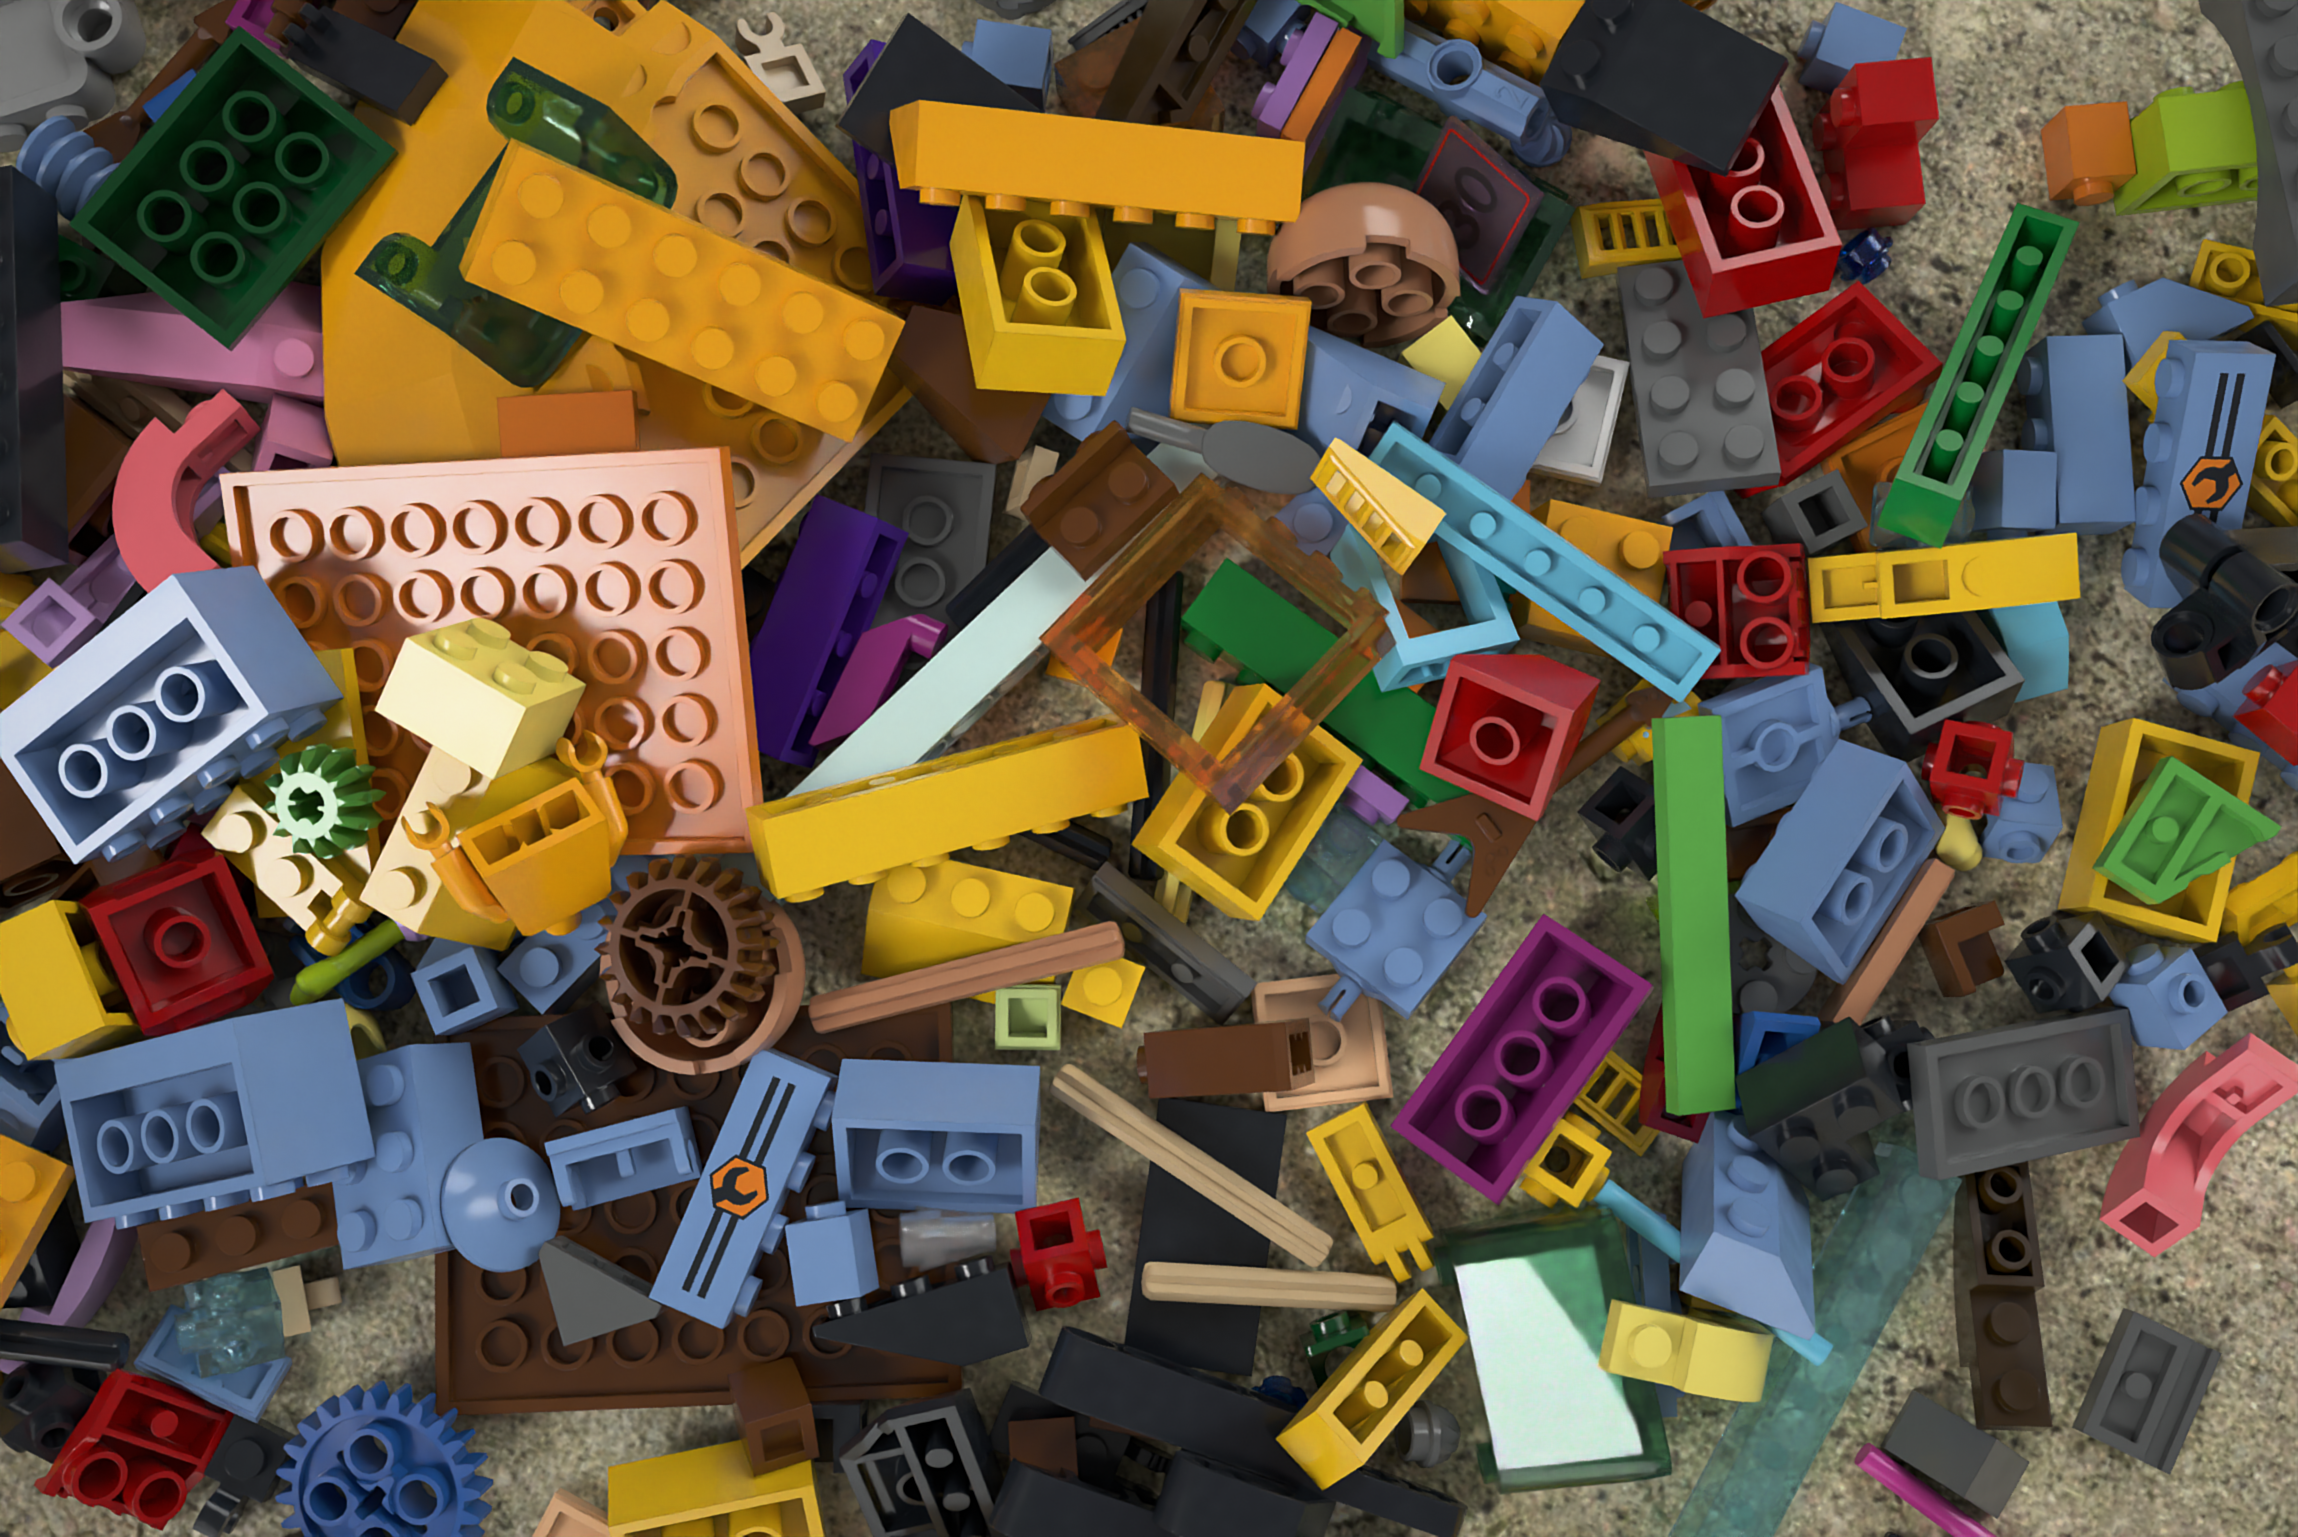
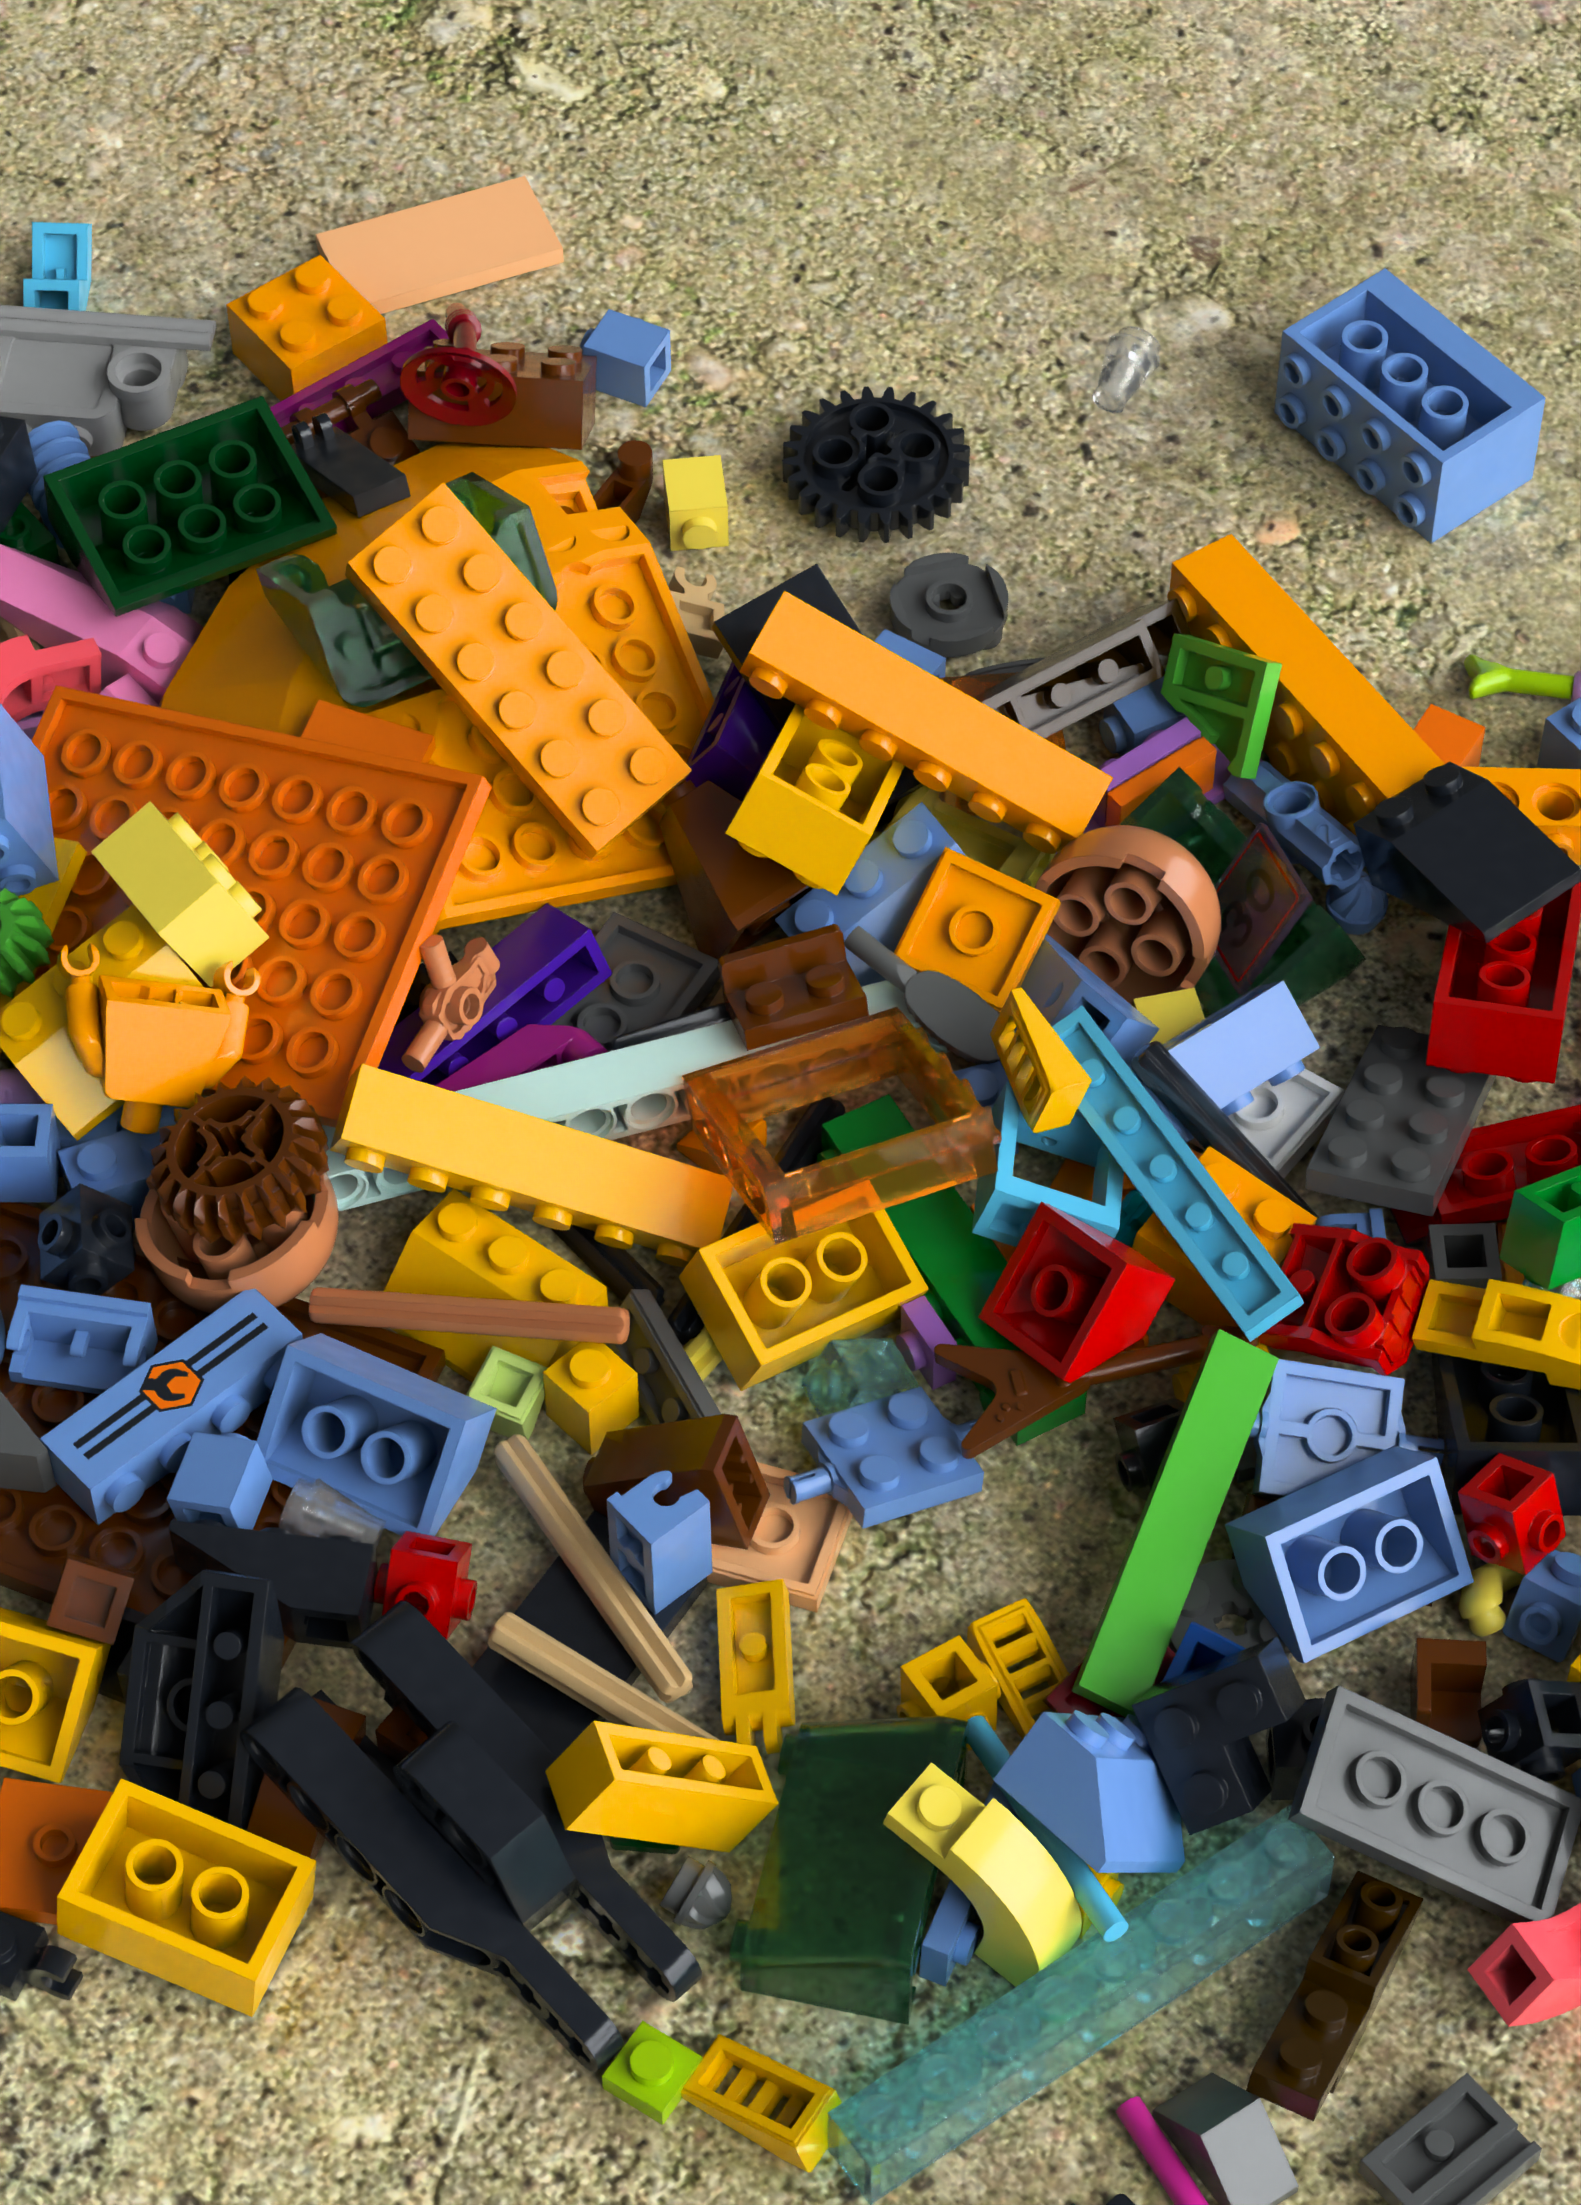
camera: 25 degrees right, 30 degrees down
(788, 659) = (453, 997): none -> nougat piece
(1252, 1152) = (658, 1546): none -> medium blue hinge
(1521, 1058) = (943, 1578): magenta slope -> none
(1547, 478) = (1204, 1117): none -> black axle
(1588, 242) = (1390, 985): yellow slope -> none
(1888, 946) = (1379, 1647): nougat tile -> none

